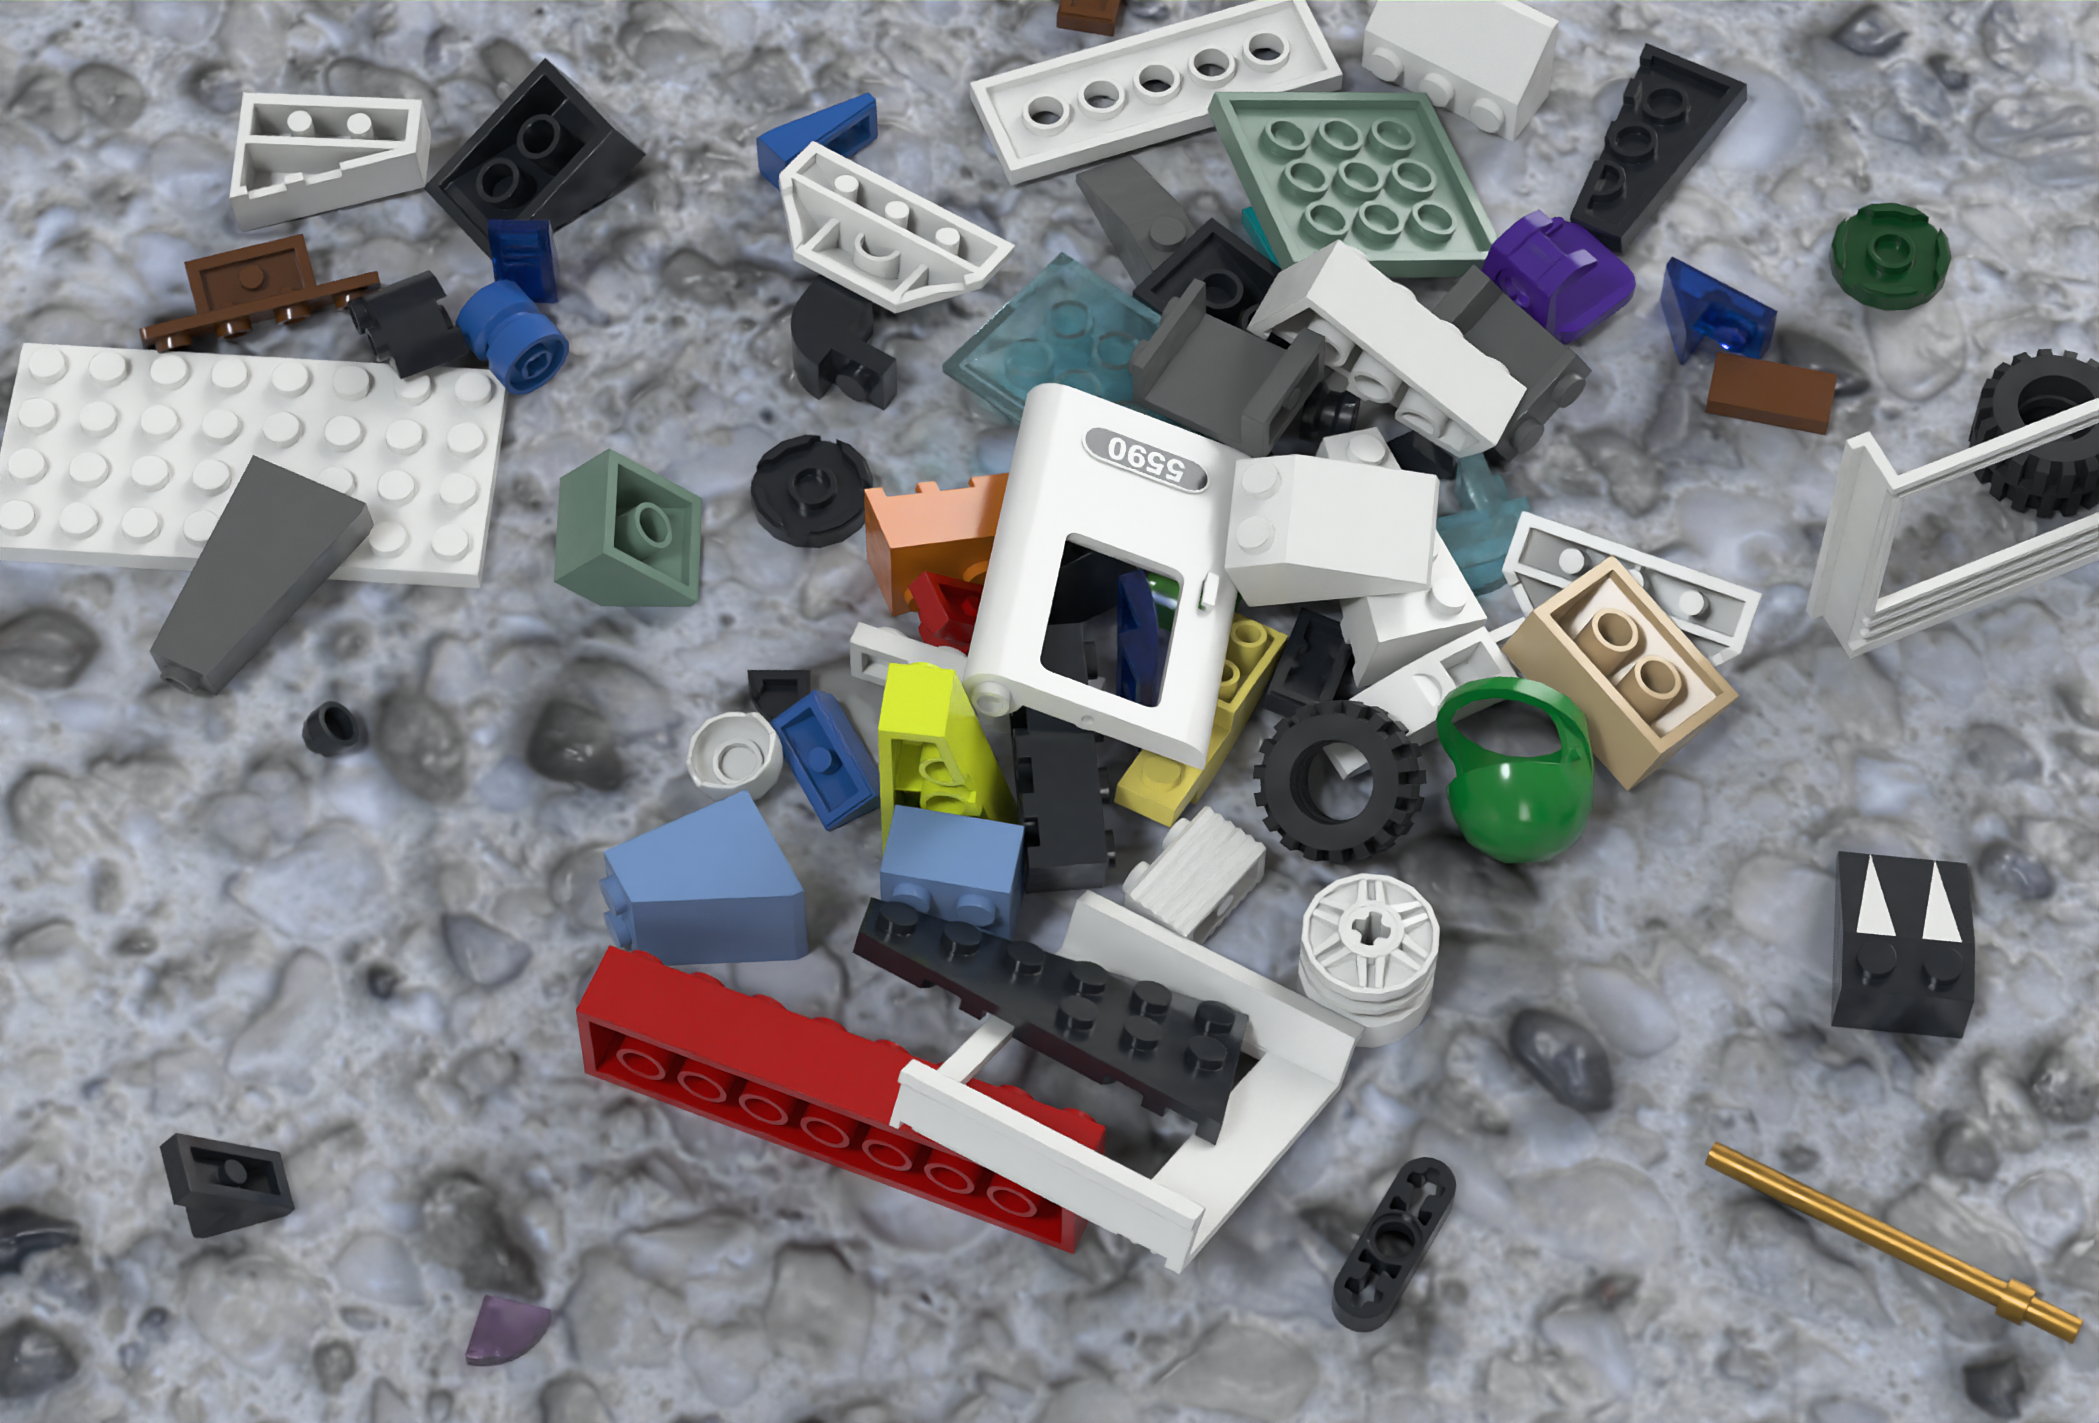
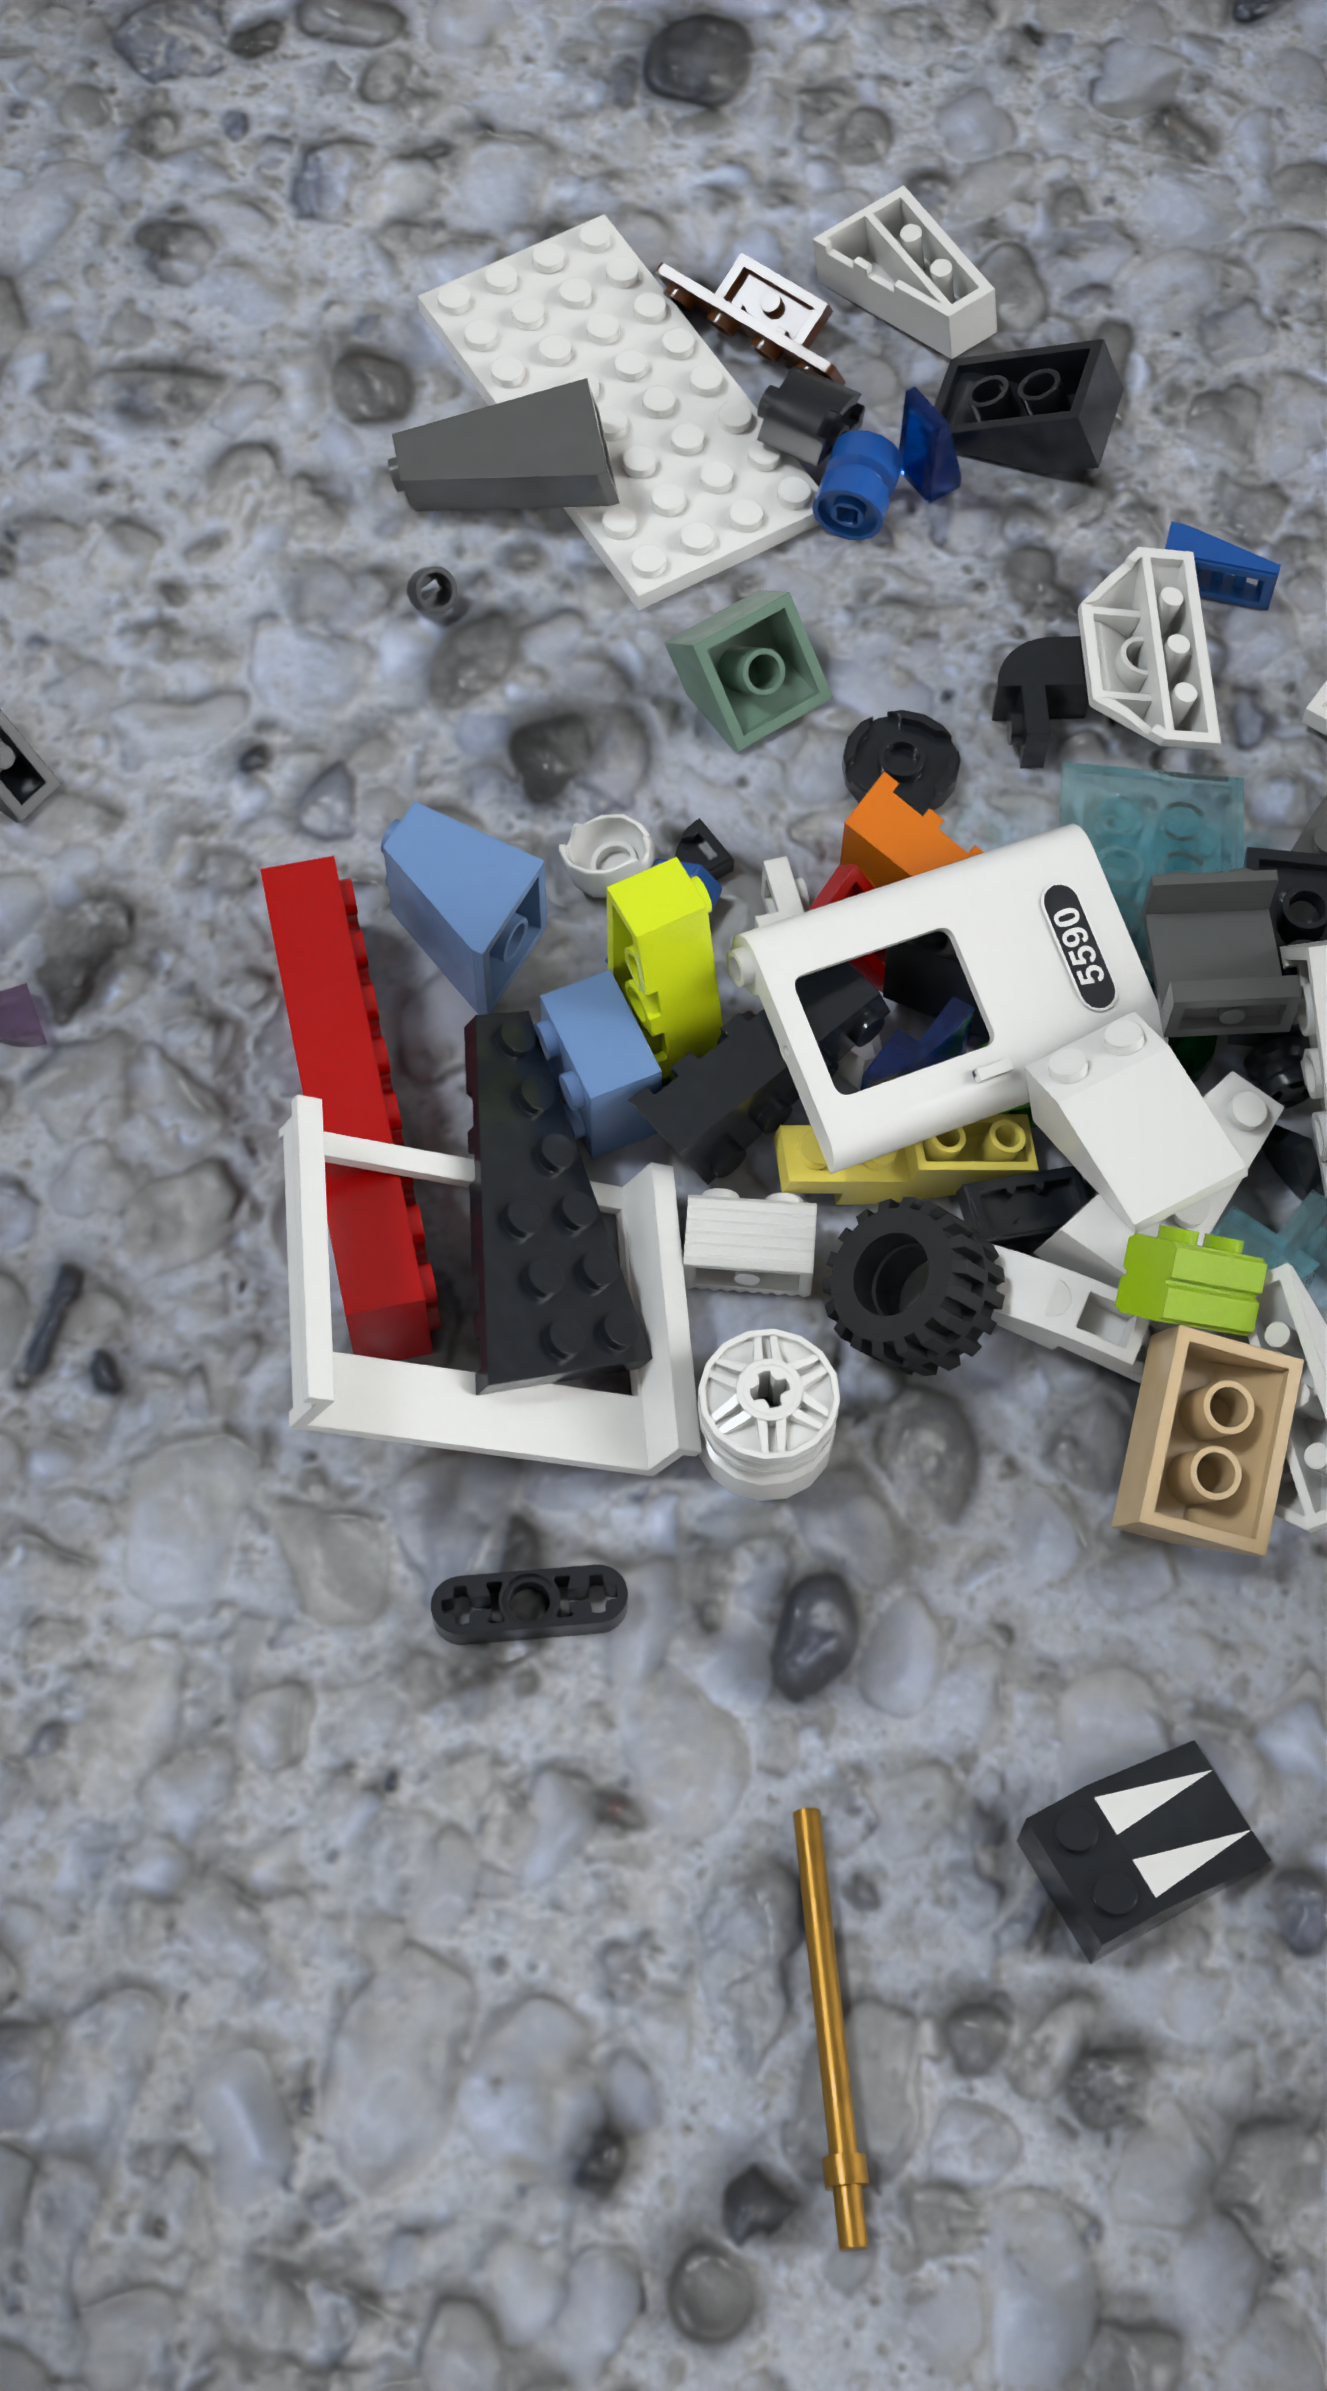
camera: 55 degrees right, 5 degrees up
(1494, 582) = (1191, 1283): none -> lime brick
(1518, 804) = (1017, 1437): green piece -> none

